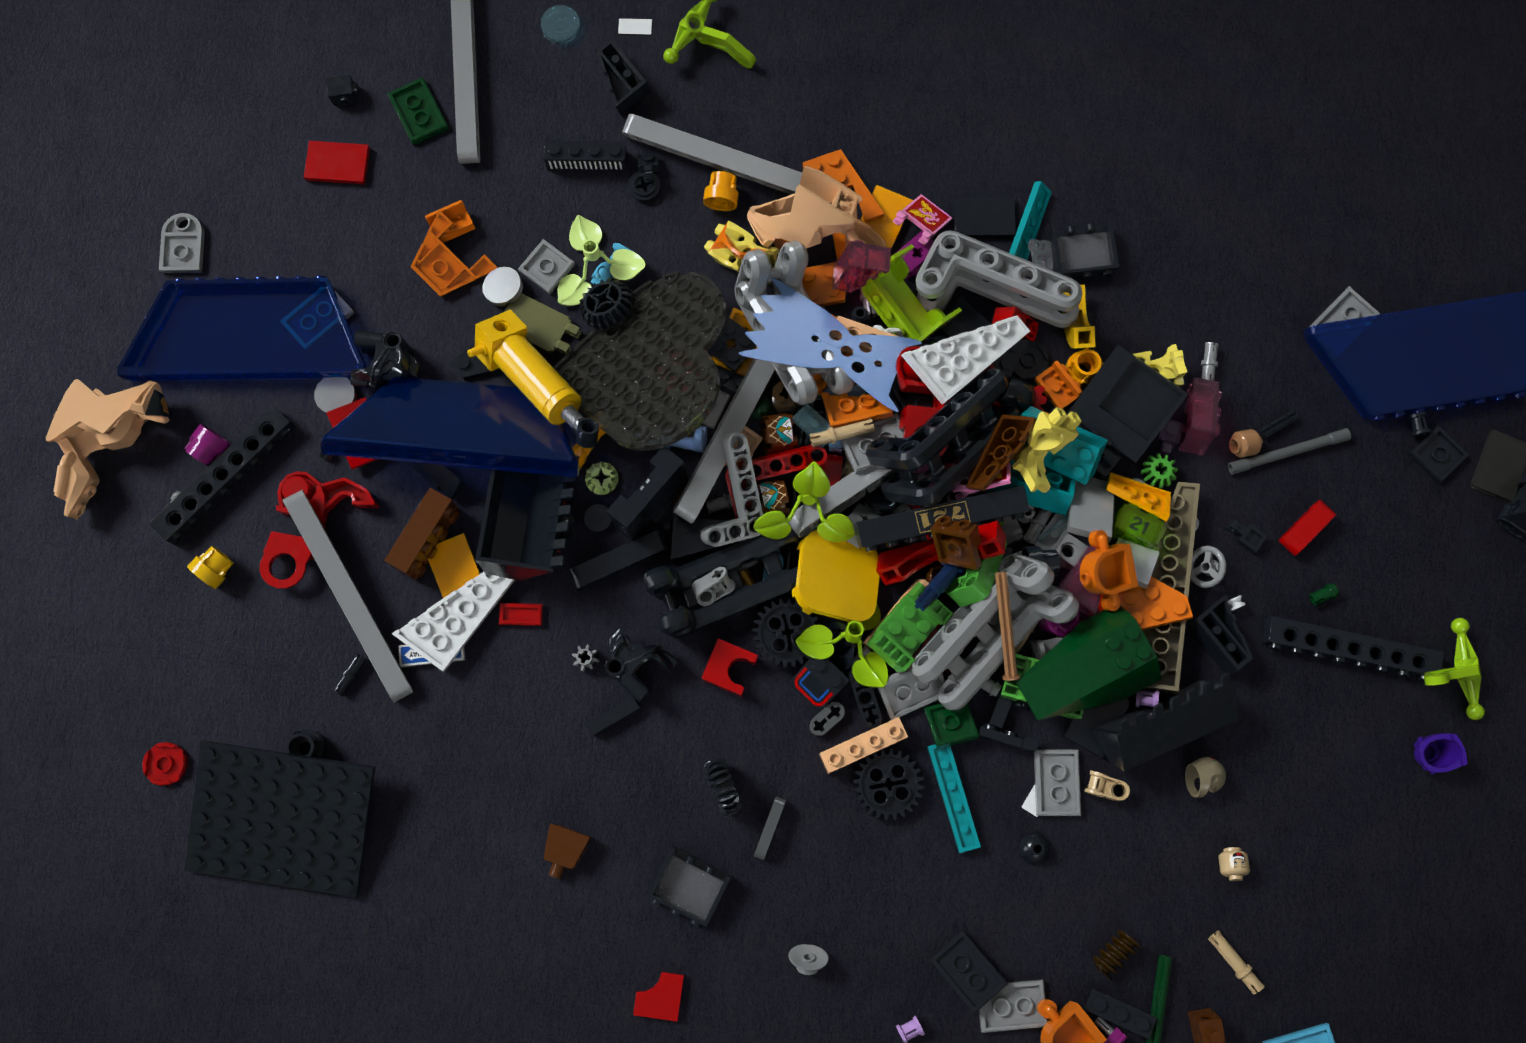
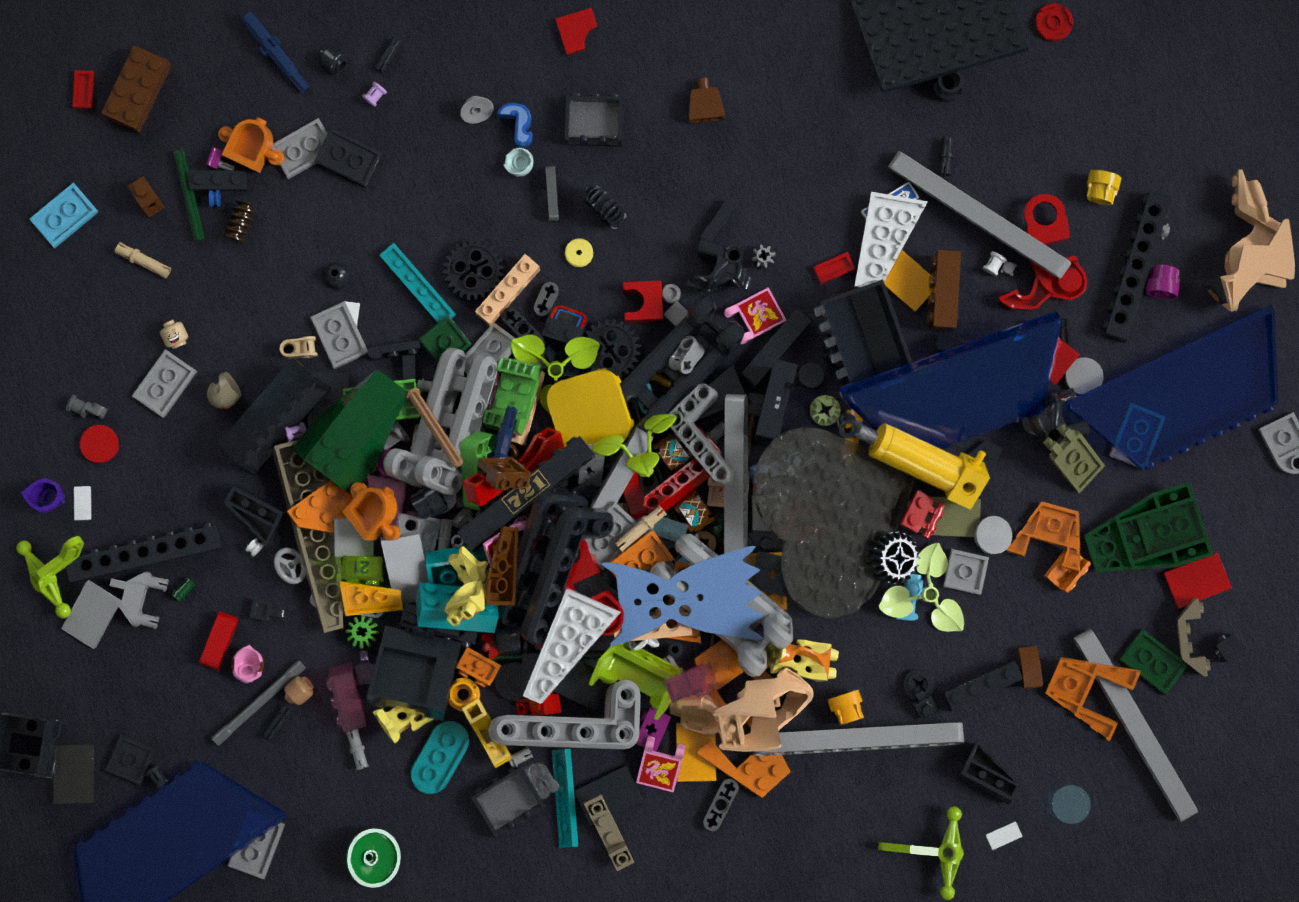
camera: 150 degrees right, 5 degrees up
(349, 533) = (1008, 268): none -> light grey piece
(353, 215) = (1152, 534): none -> dark green wedge
(358, 132) = (1192, 611): none -> dark tan slope
(360, 542) = (994, 263): none -> white bush
(385, 314) = (1074, 458): none -> olive tile
(497, 122) = (1072, 684): none -> orange wing
(532, 153) = (1030, 667): none -> reddish brown slope
(563, 335) = (917, 511): none -> red plate
(619, 604) = (758, 313): none -> flag
(696, 665) = (671, 293): none -> light grey tile
(701, 641) = (675, 313): none -> light grey tile
(766, 919) = (523, 122): none -> blue animal
(767, 744) = (579, 245): none -> light yellow piece
(789, 878) = (519, 162): none -> light aqua hair
(884, 154) = (709, 815): none -> dark grey beam
(998, 177) = (609, 832): none -> dark tan slope
(1131, 321) = (440, 757): none -> teal tile
(1131, 994) = (214, 198): none -> blue bush
(1237, 246) = (382, 862): none -> green dish
(1262, 817) = (164, 383): none -> light grey tile
(1288, 489) = (247, 664): none -> bright pink hair
(1355, 784) = (99, 444): none -> red tile
(1359, 828) = (83, 408): none -> dark grey connector
(1378, 609) = (134, 597): none -> light grey connector
(1394, 731) = (82, 503): none -> white sticker
(1430, 610) = (91, 614): none -> light grey tile

